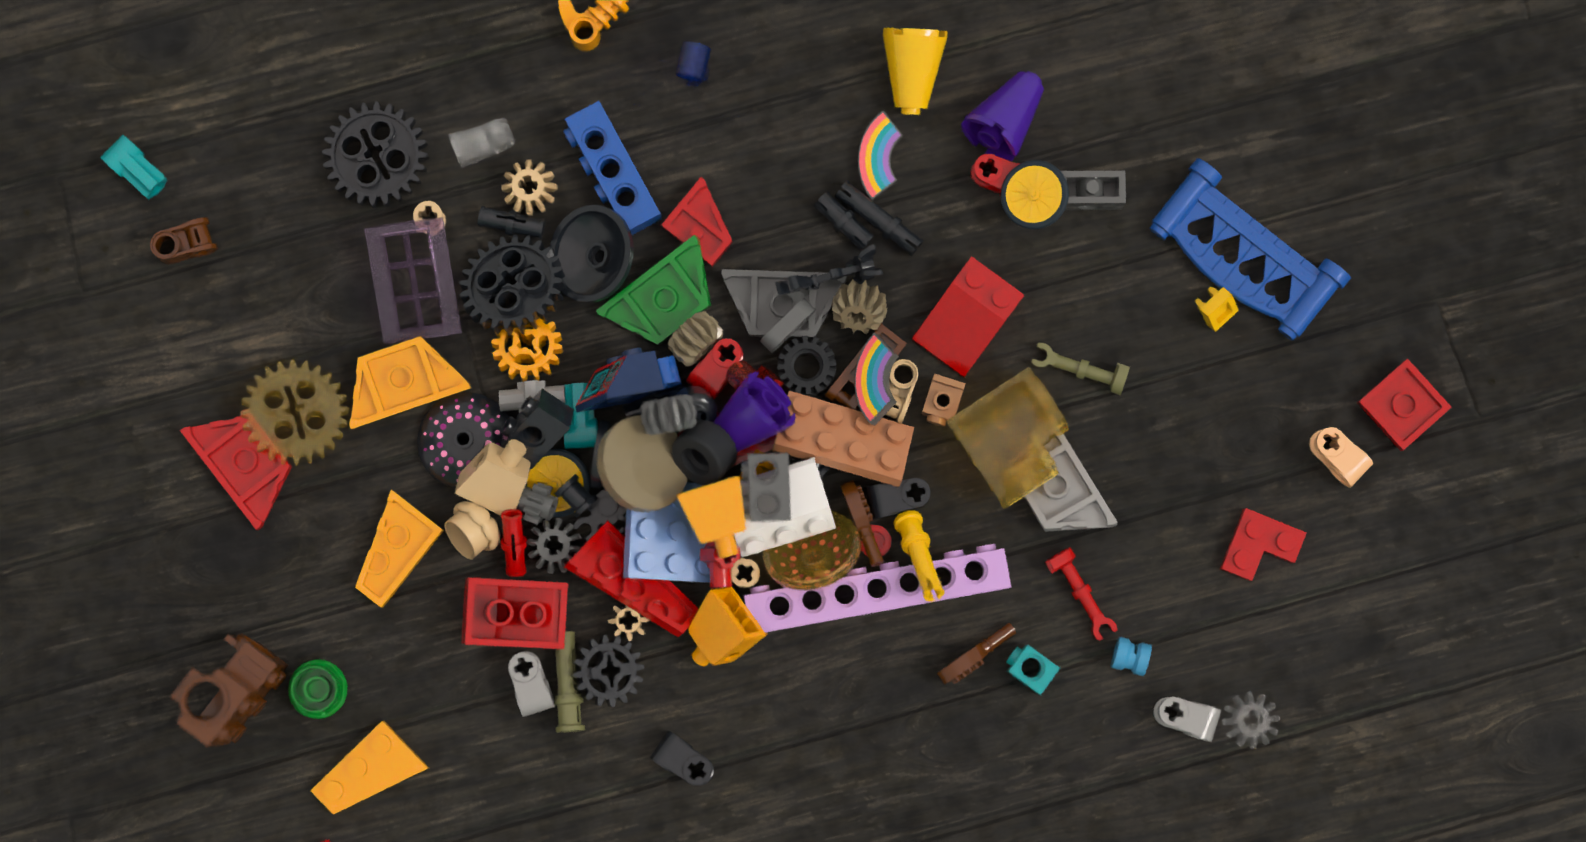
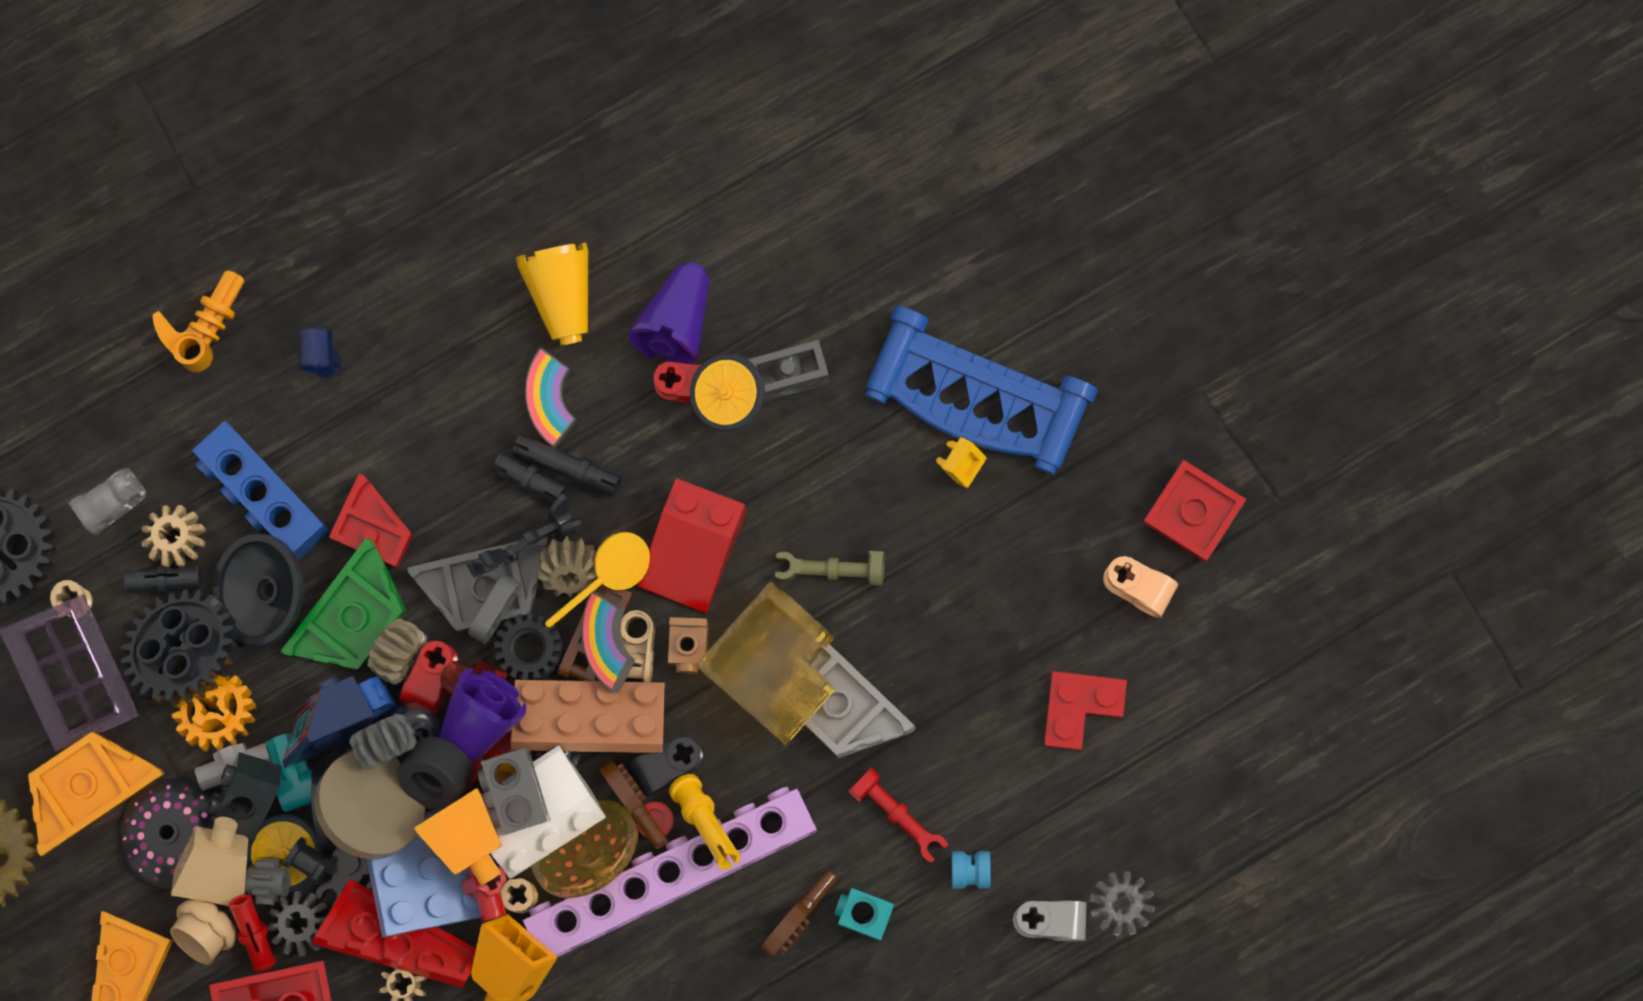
camera: 10 degrees left, 5 degrees down
(902, 318) = (617, 564): none -> yellow piece

